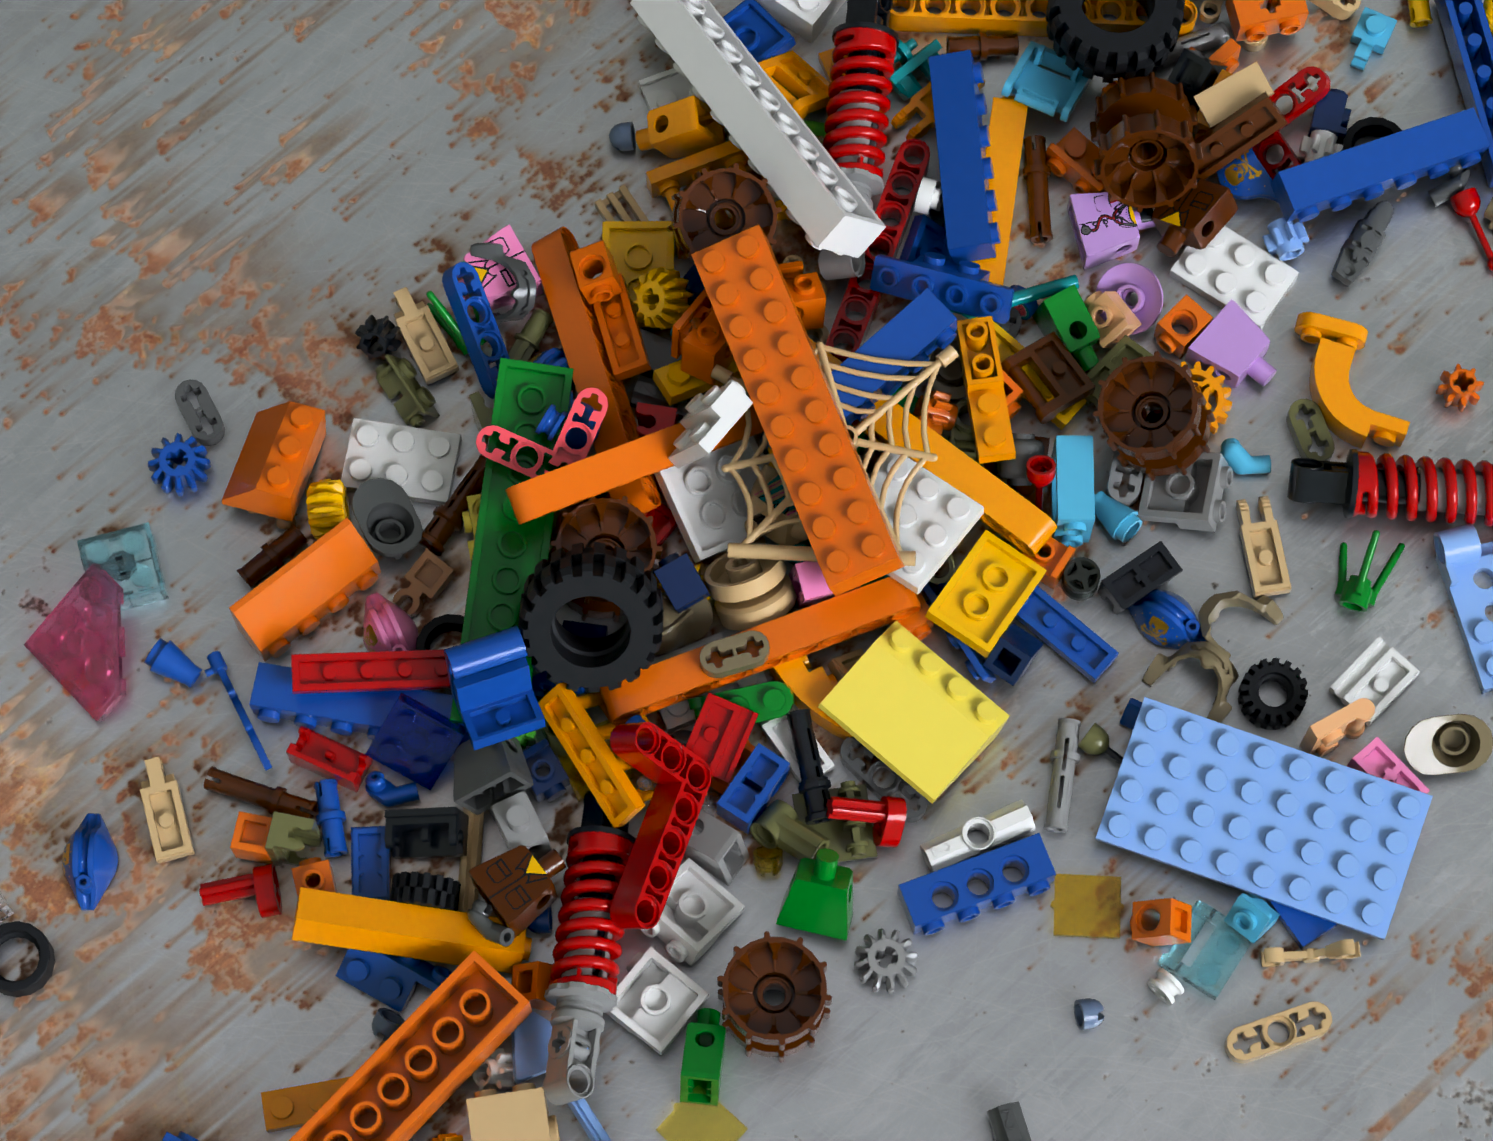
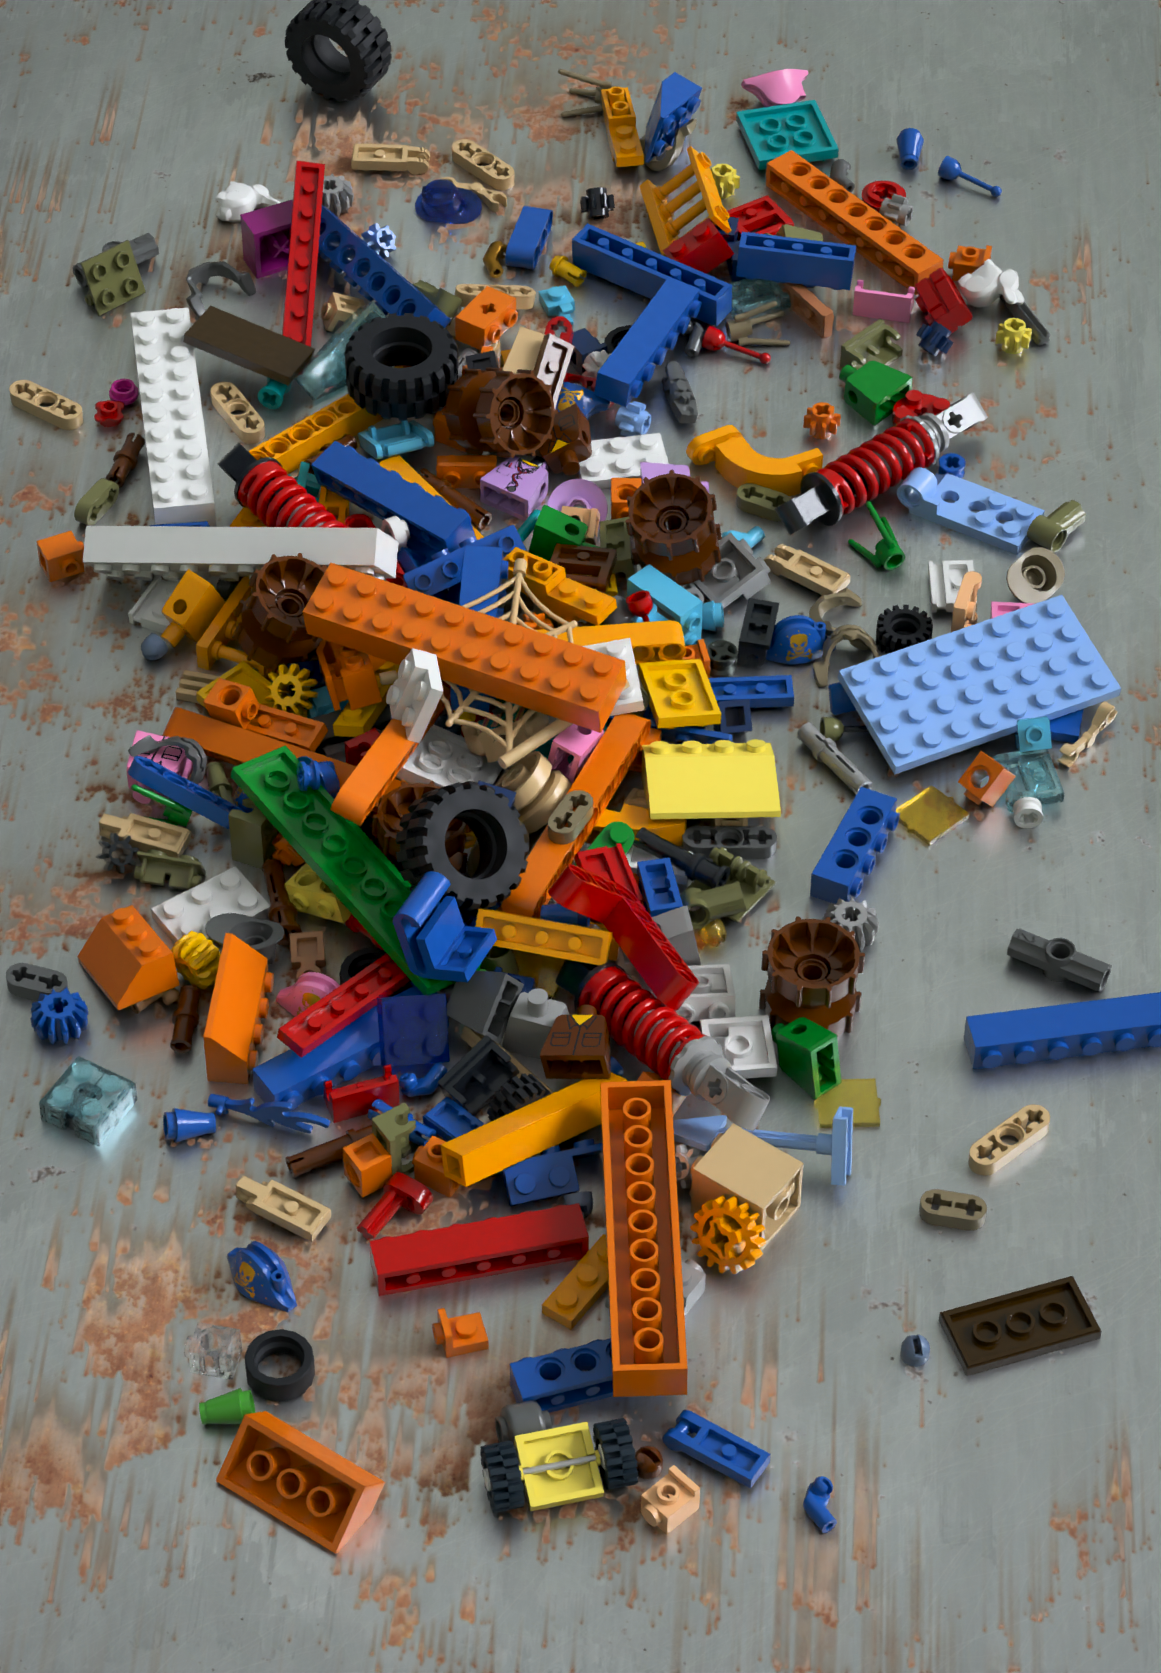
camera: 45 degrees left, 25 degrees down
(85, 642) = (114, 1153): clear pink plate -> none
(176, 1057) = (460, 1334): none -> orange bracket
(264, 995) = (478, 1249): none -> red brick
(487, 928) = (588, 1078): dark grey arm -> none
(561, 451) = (324, 795): coral beam -> none
(819, 897) = (765, 910): green torso -> none
(886, 814) = (754, 847): red piece -> none
(999, 826) = (824, 822): white piece -> none
(1088, 1013) = (994, 867): sand blue hinge -> none
(1300, 1012) = (1118, 799): tan beam -> none

